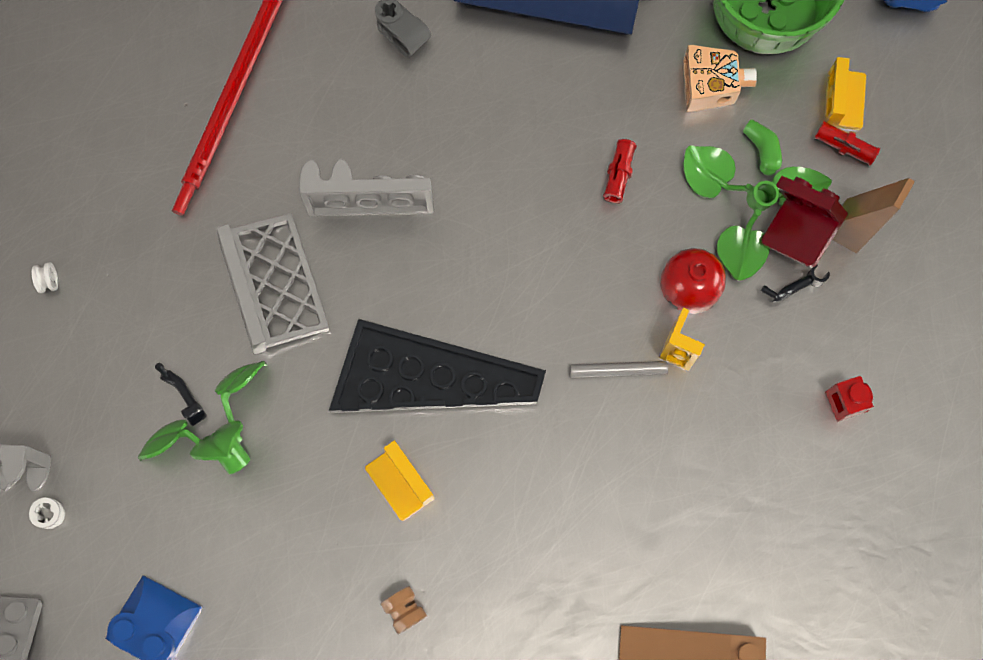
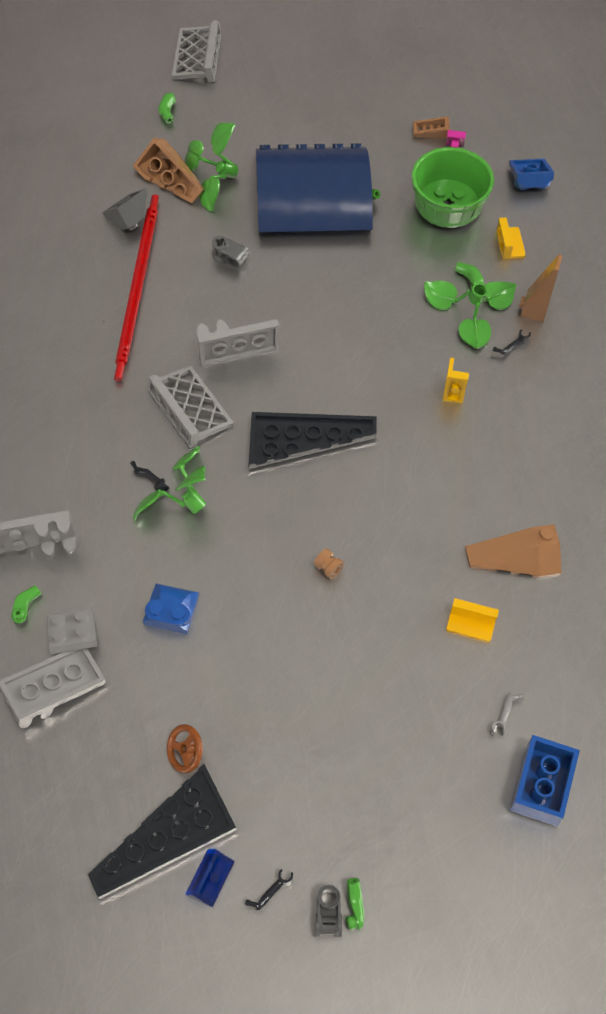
camera: 15 degrees left, 15 degrees down
(37, 519) = (87, 566): white bush -> none
(45, 277) = (43, 430): white bush -> none
(399, 482) = (305, 495): yellow panel -> none
(619, 171) = (387, 304): red pin -> none
(619, 369) = (420, 409): light grey bar -> none
(693, 280) = (450, 345): red cylinder -> none
(714, 77) = (428, 244): light nougat torso -> none
(804, 221) = (507, 303): dark red bracket -> none
(854, 395) = (568, 392): red brick -> none
(866, 153) = (508, 262): red pin -> none

